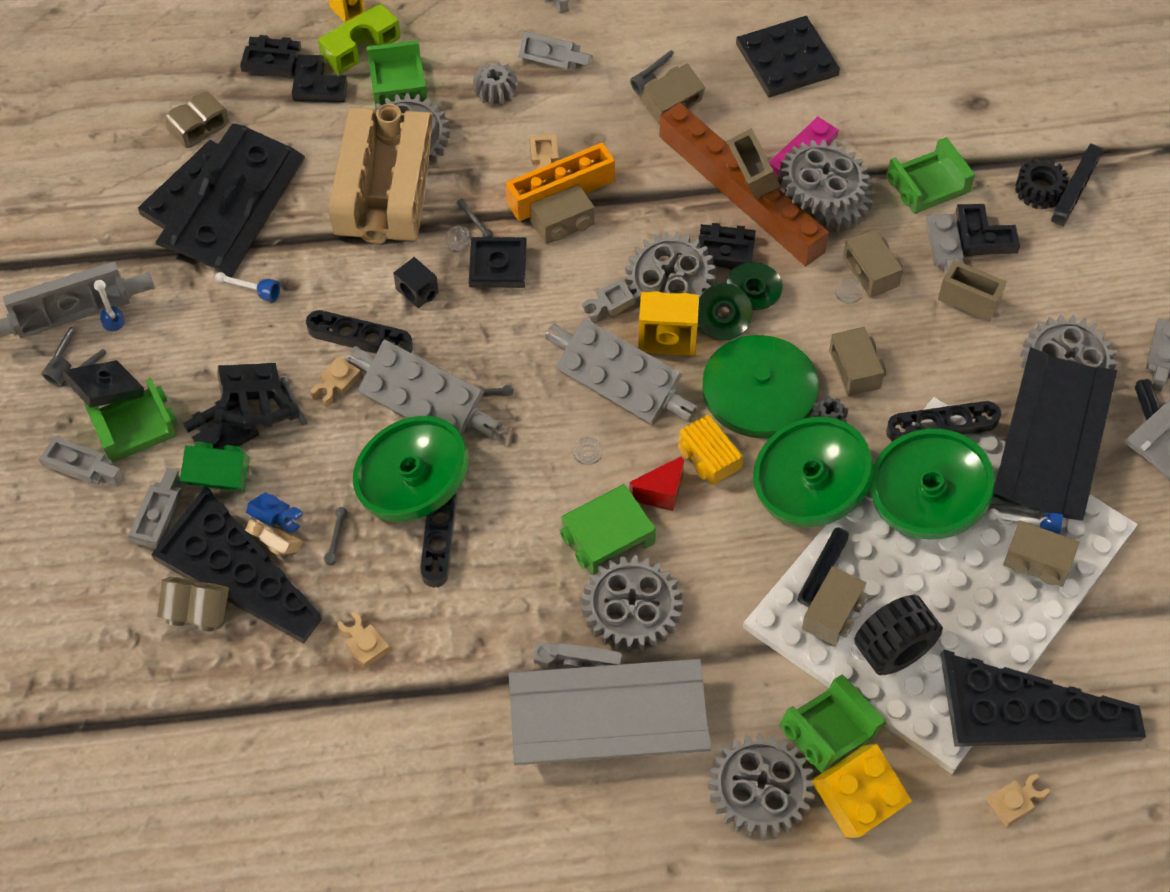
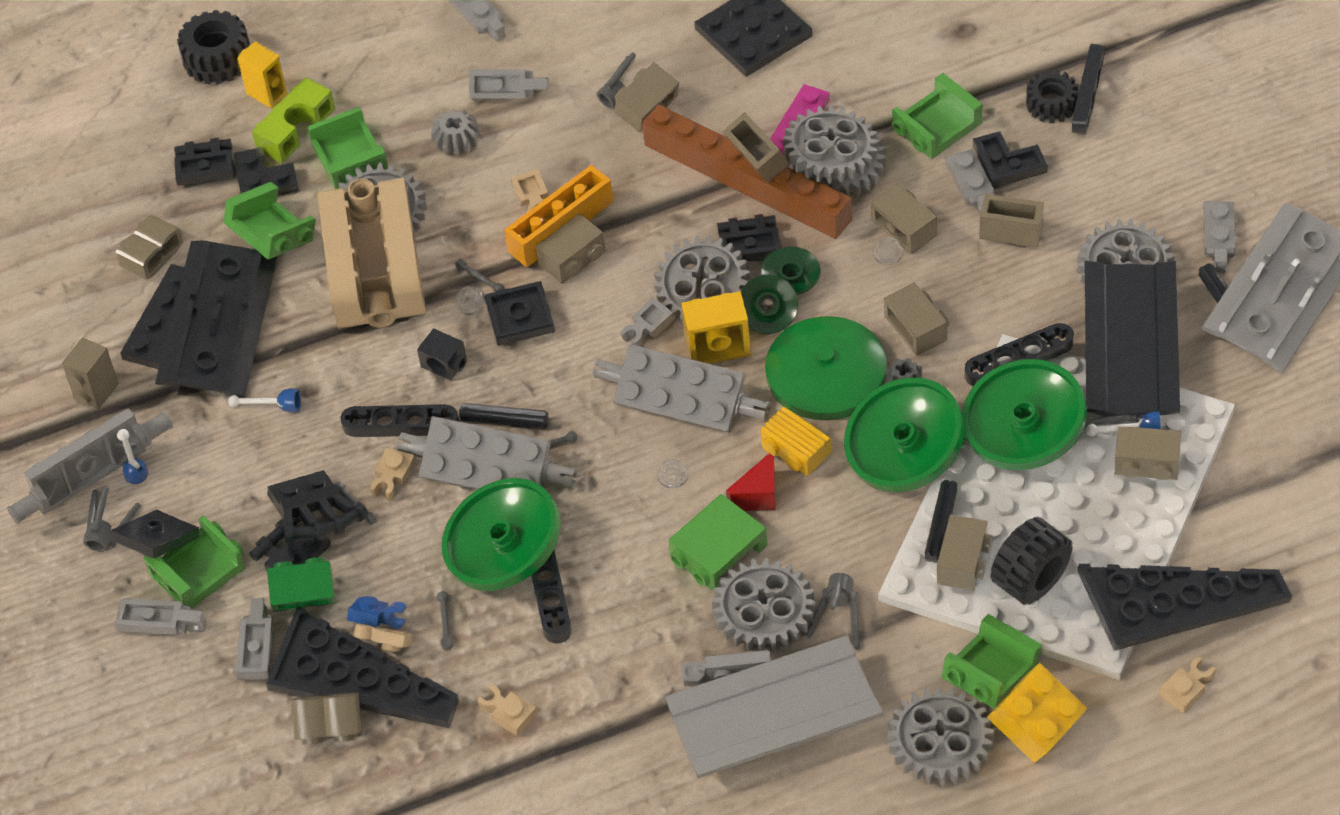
camera: 10 degrees left, 5 degrees down
(100, 220) = (90, 373): none -> dark tan brick
(303, 122) = (266, 223): none -> bright green panel
(453, 354) = (504, 415): none -> black axle
(705, 611) = (838, 594): none -> dark grey plant

